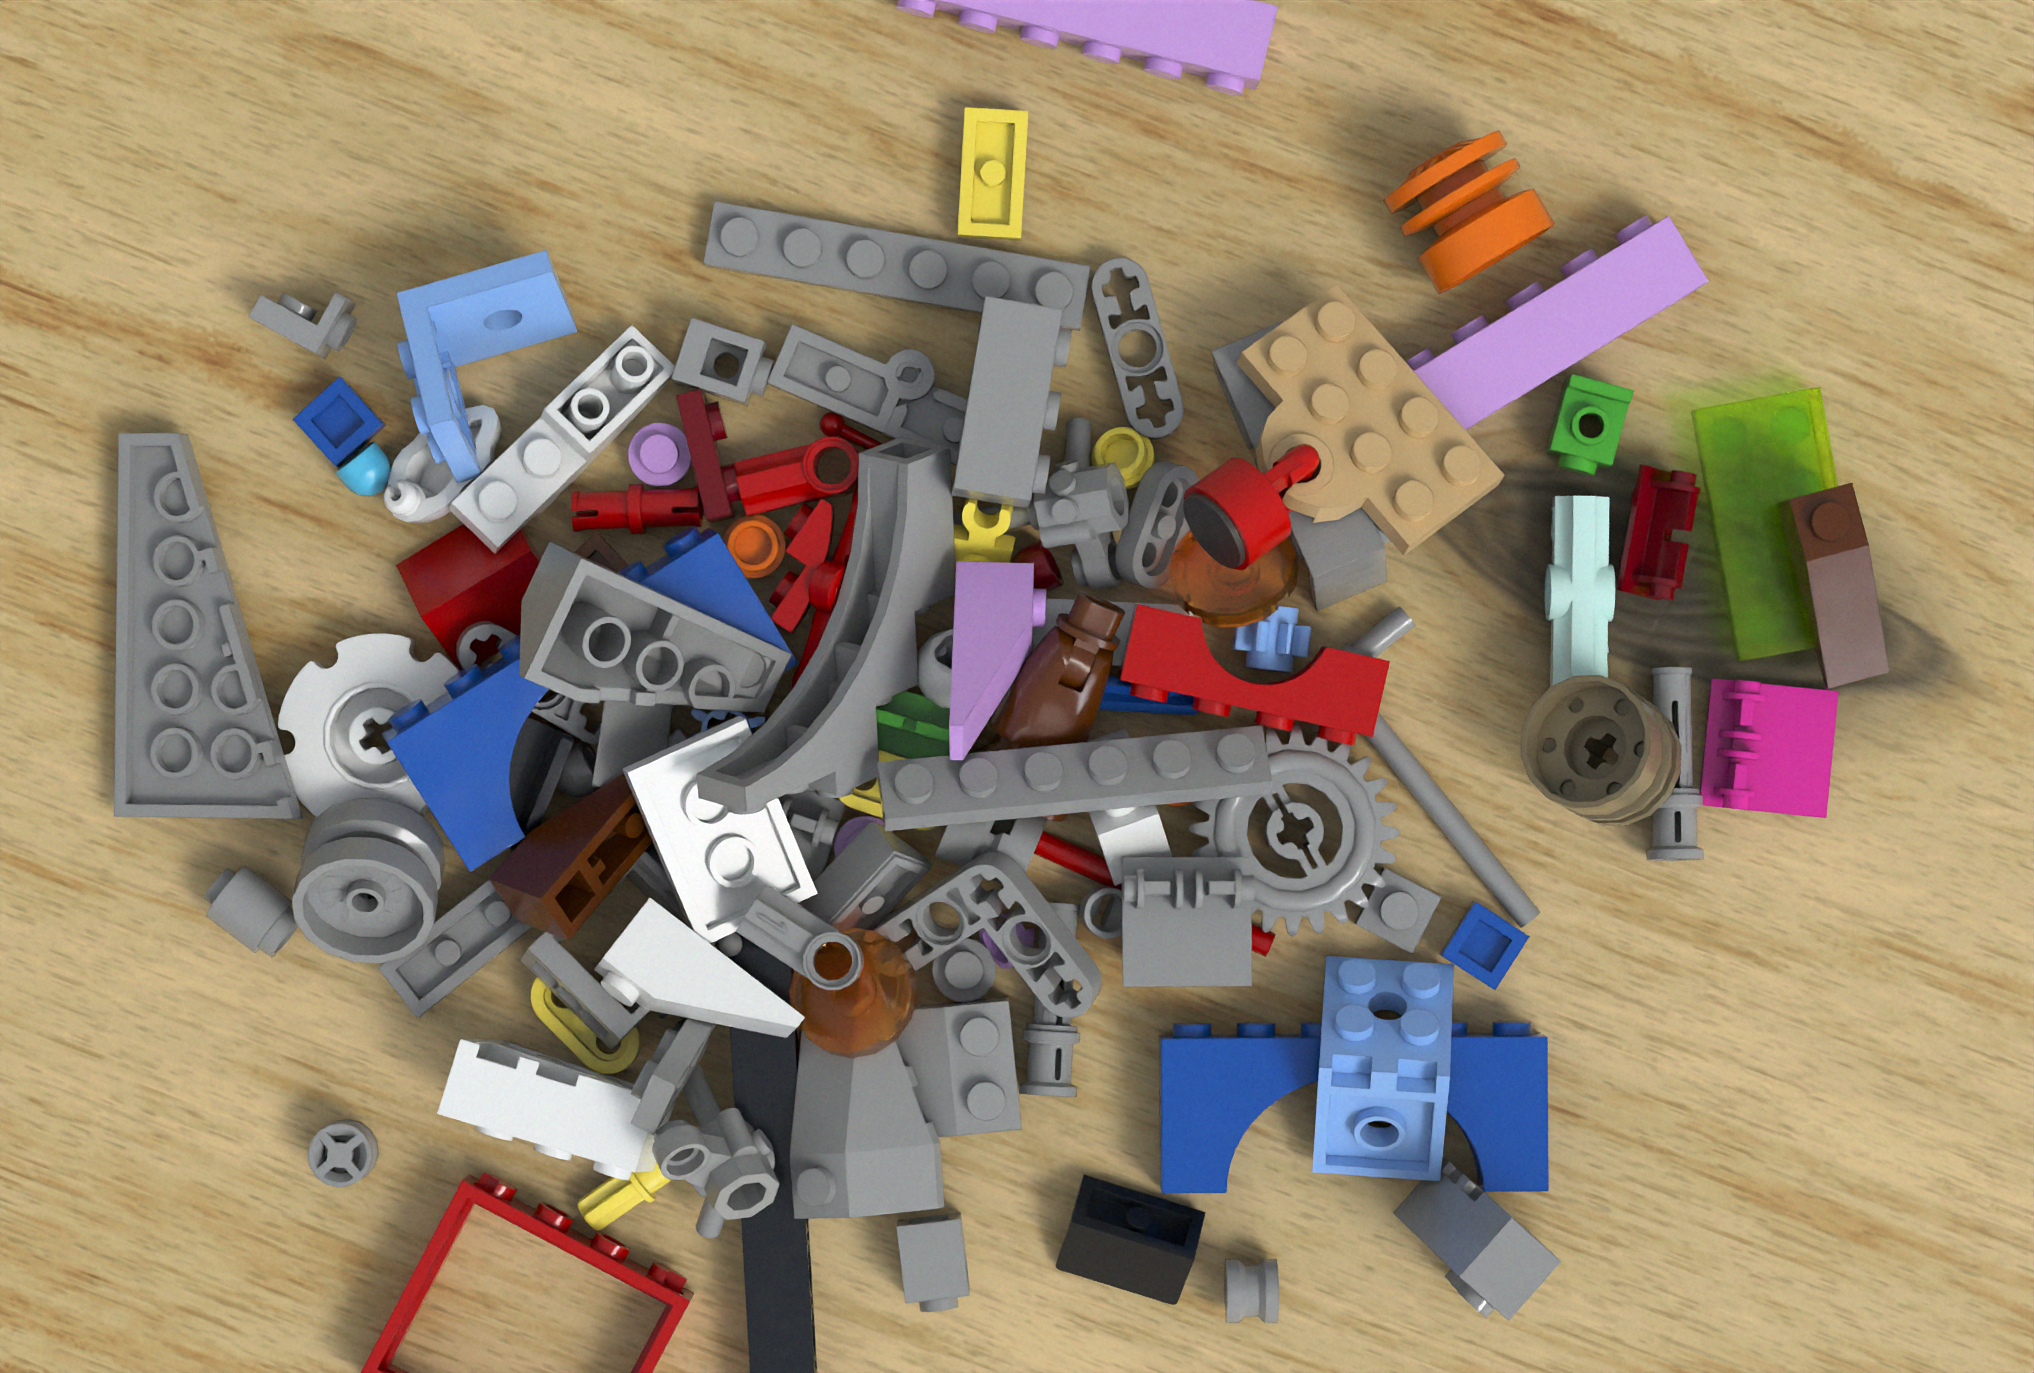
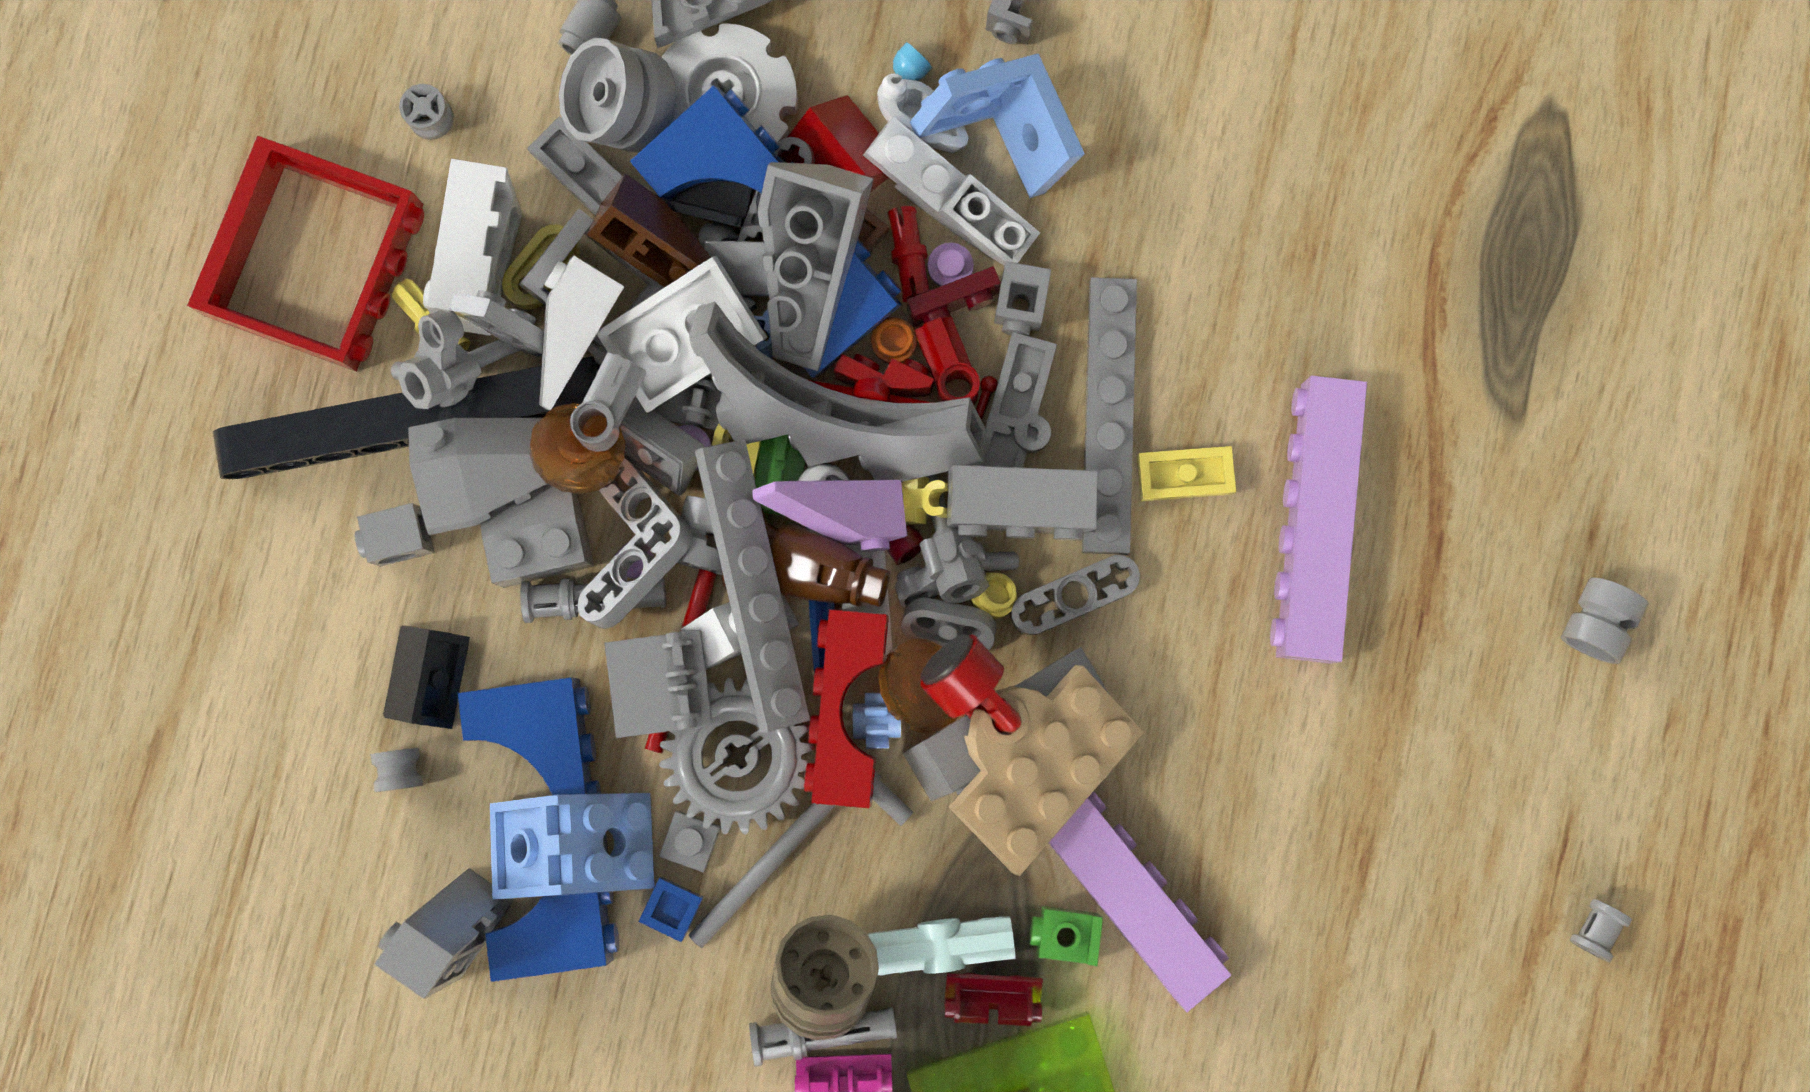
camera: 85 degrees right, 5 degrees down
(339, 422) = (942, 40): blue plate -> none
(965, 971) = (607, 531): light grey plate -> none
(1111, 920) = (663, 614): light grey hinge -> none
(1468, 211) = (1212, 823): orange wheel -> none

